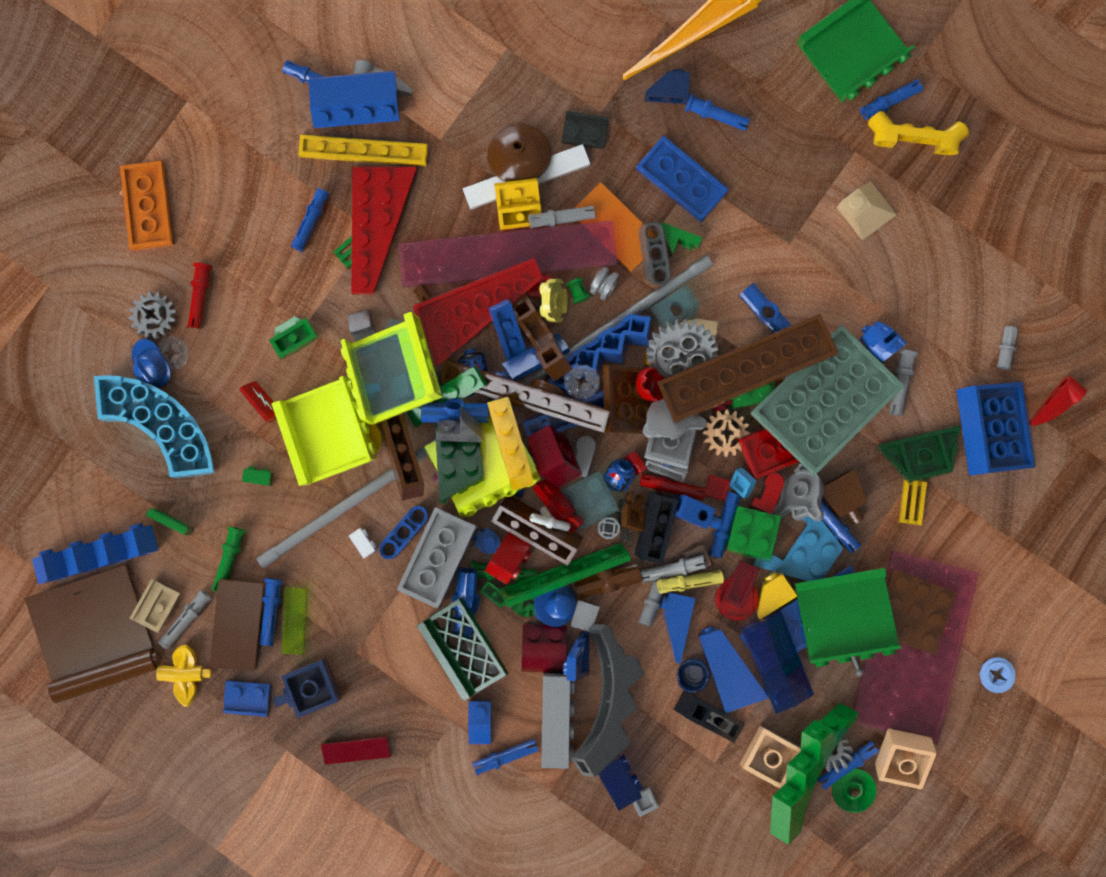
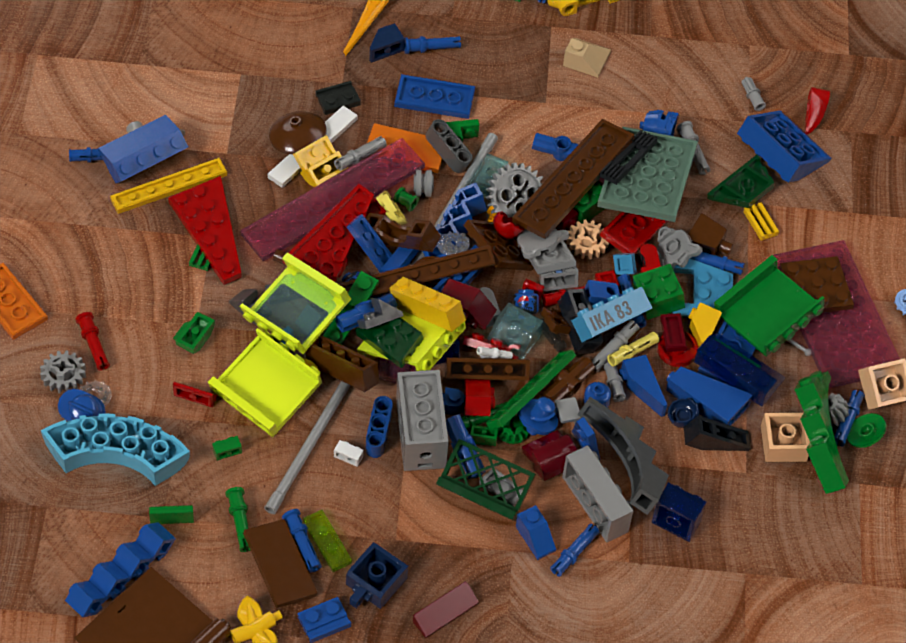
camera: 35 degrees left, 30 degrees down
(155, 606) = (198, 584): tan plate -> none
(190, 612) = (233, 575): light grey pin -> none
(312, 214) = (155, 242): blue pin -> none
(608, 528) = (542, 344): light grey wheel -> none
(622, 615) = (599, 392): none -> blue head
(646, 803) = (710, 527): light grey tile -> none
(684, 546) = (611, 314): none -> dark azure brick
(789, 387) = (613, 172): none -> black container

